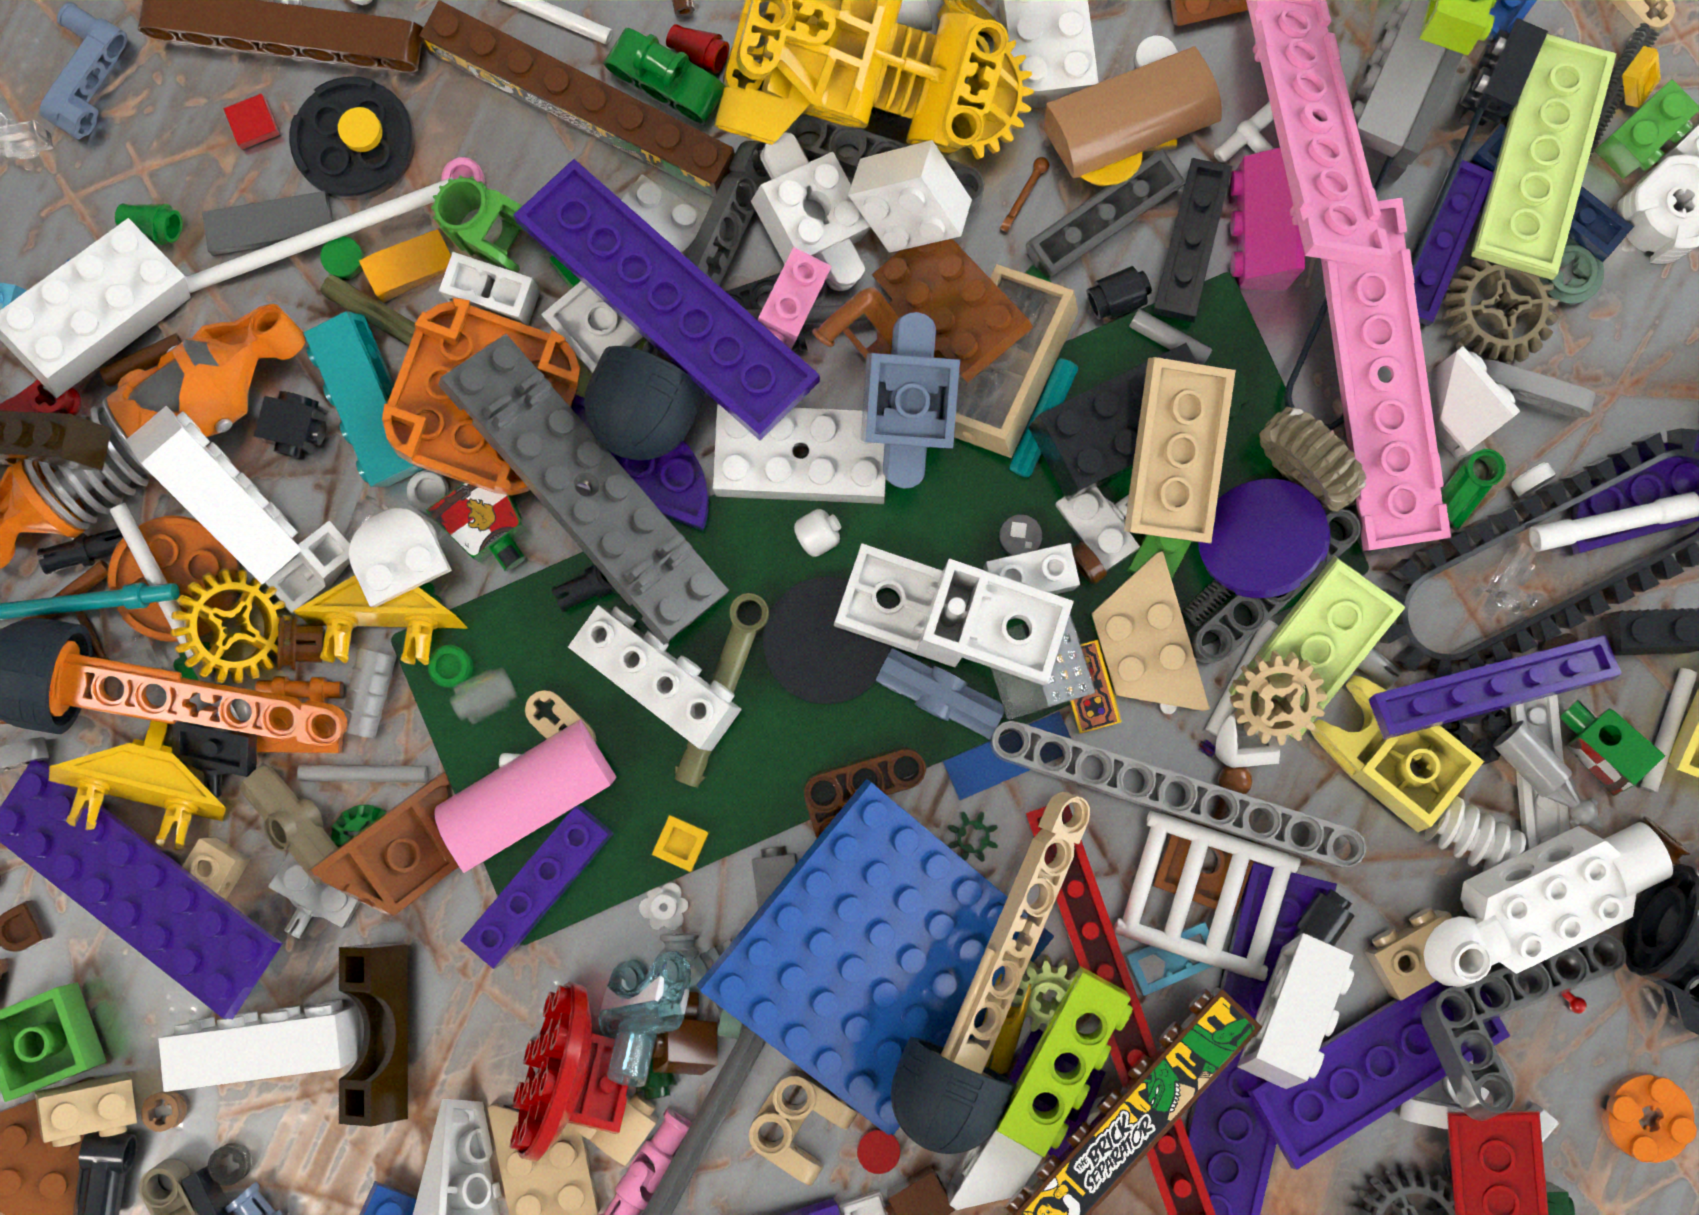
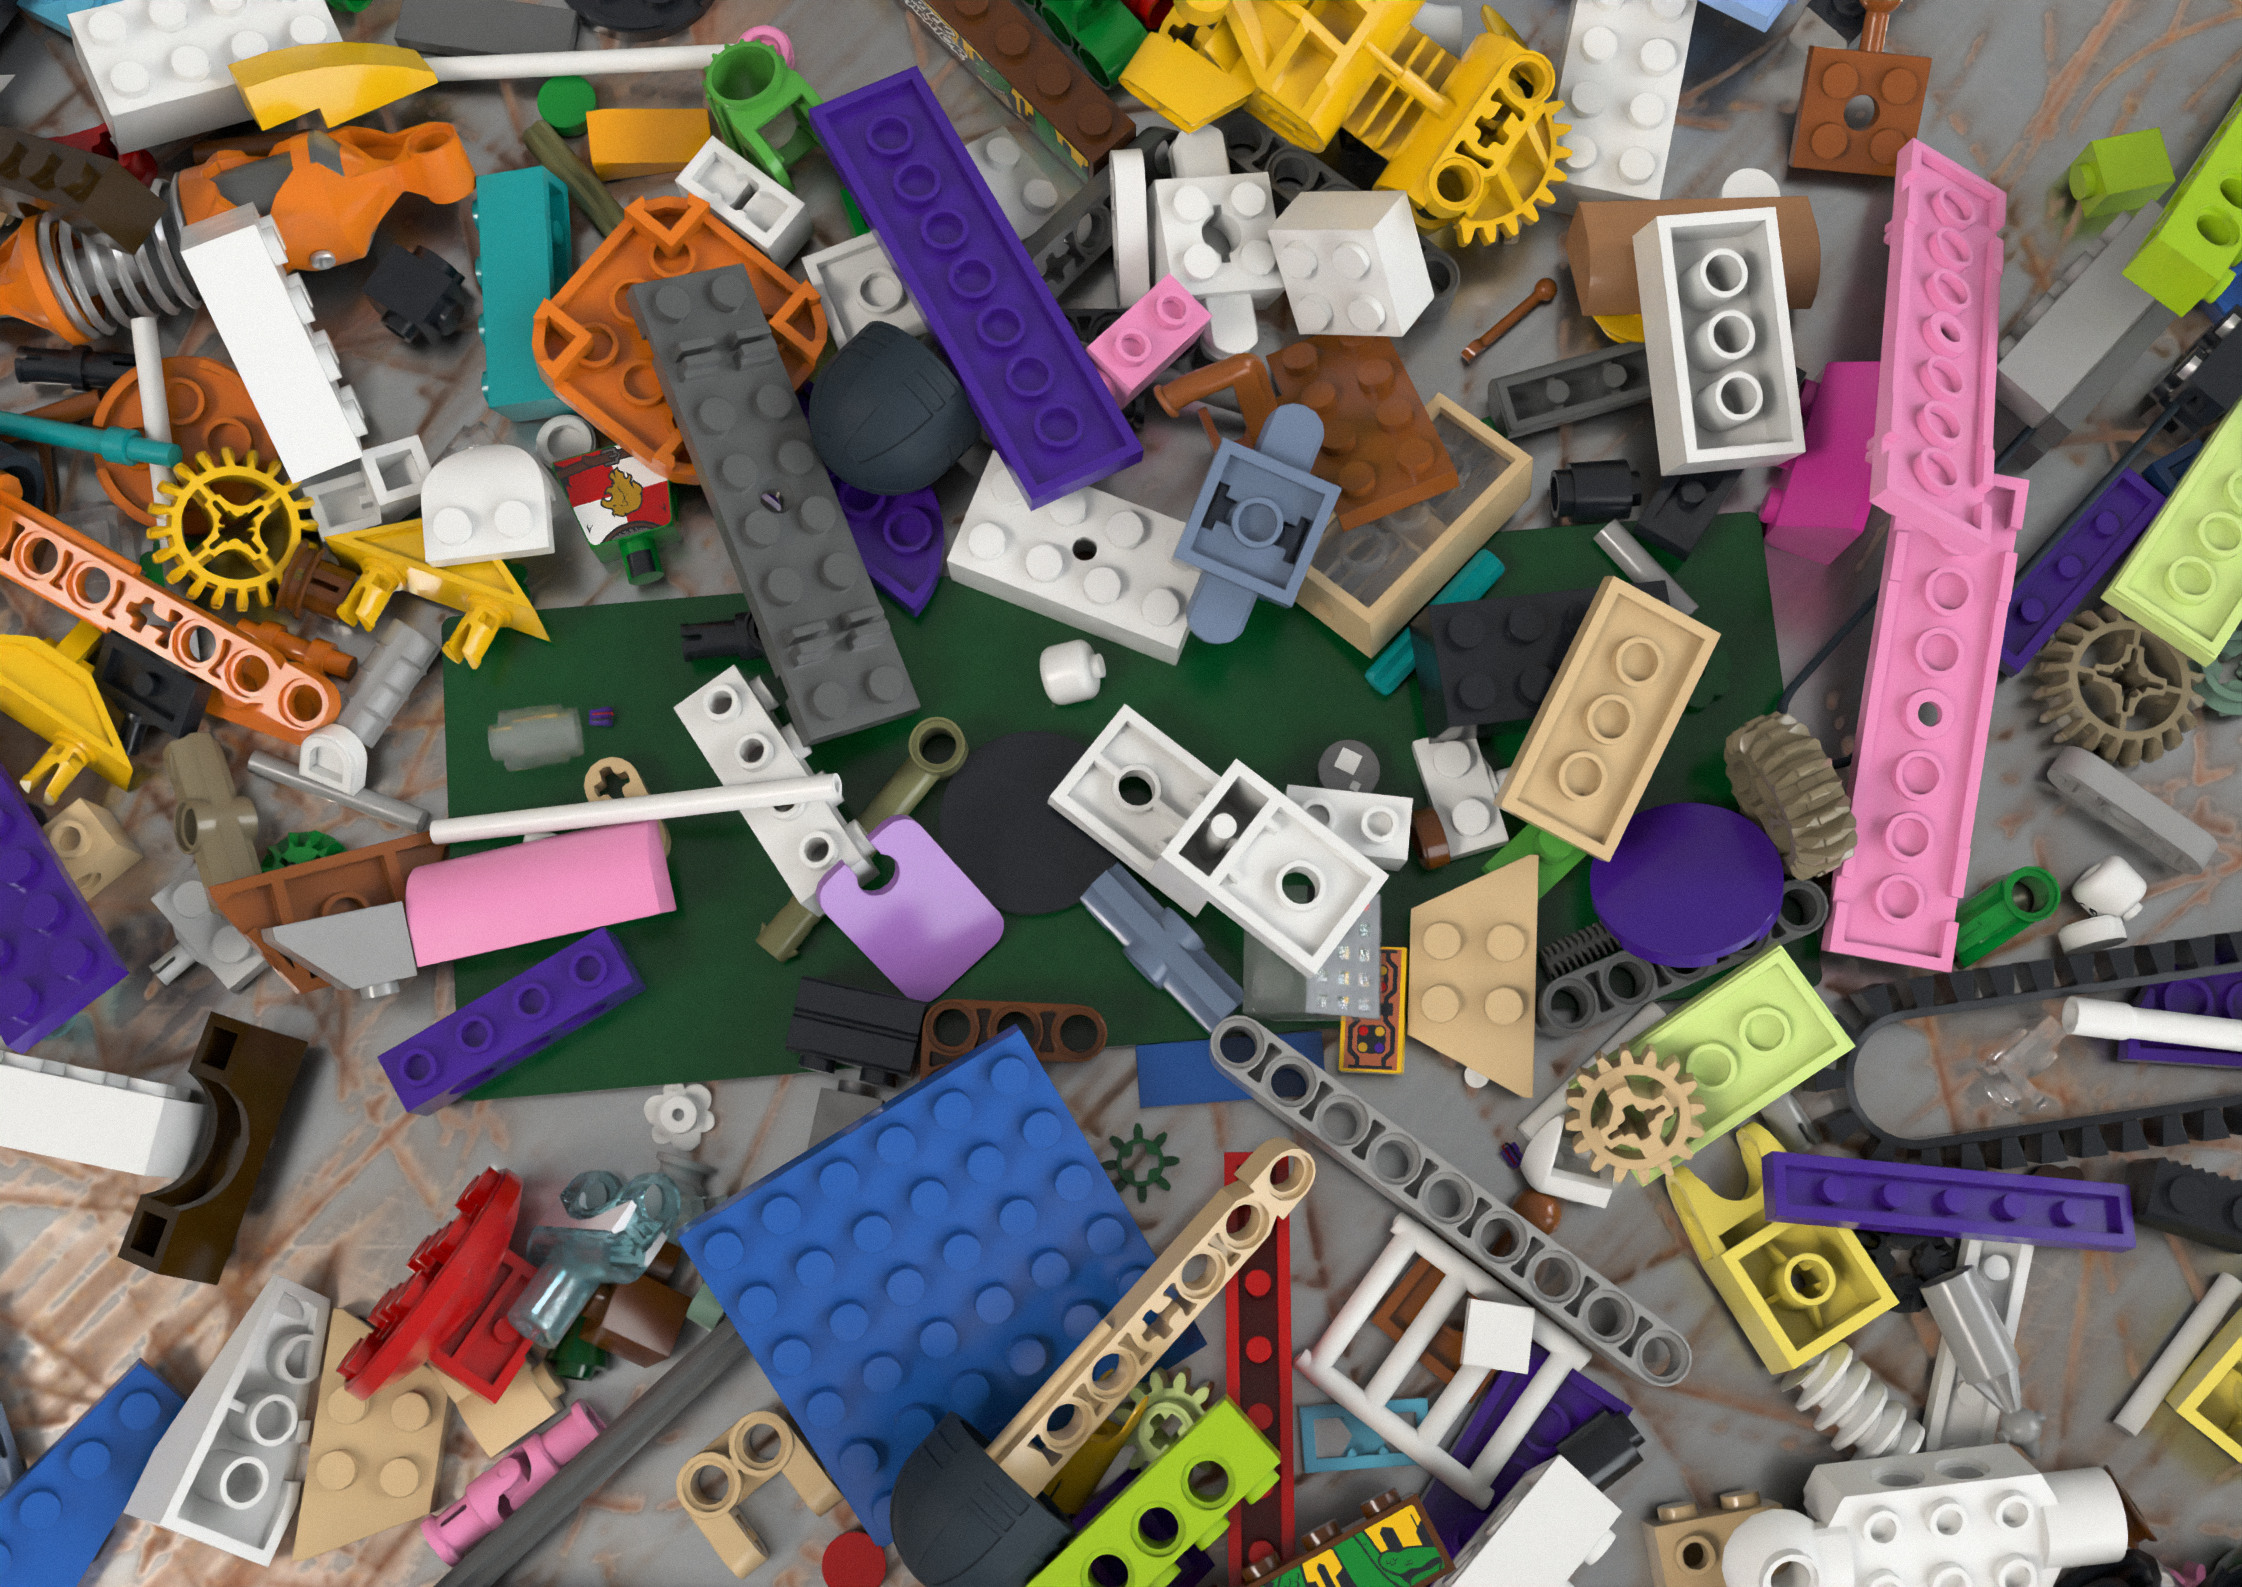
camera: 15 degrees right, 5 degrees down
(180, 300) = (330, 78): none -> yellow slope
(355, 754) = (334, 759): none -> white tile
(416, 875) = (351, 948): none -> light grey slope
(450, 666) = (507, 683): green tile -> none
(519, 666) = (601, 717): none -> dark purple piece
(569, 722) = (637, 808): none -> white piece
(680, 843) = (732, 1032): yellow tile -> none
(754, 222) = (1129, 226): none -> white beam
(761, 814) = (856, 1029): none -> black brick
(781, 731) = (921, 924): none -> medium lavender piece
(1170, 170) = (1718, 341): none -> white brick
(1237, 869) = (1497, 1336): none -> white tile
(1247, 133) = (1842, 338): white piece -> none
(1467, 402) = (2033, 794): white slope -> none
(1535, 445) = (2110, 889): none -> white piece
(1621, 758) = (2087, 1347): green torso -> none

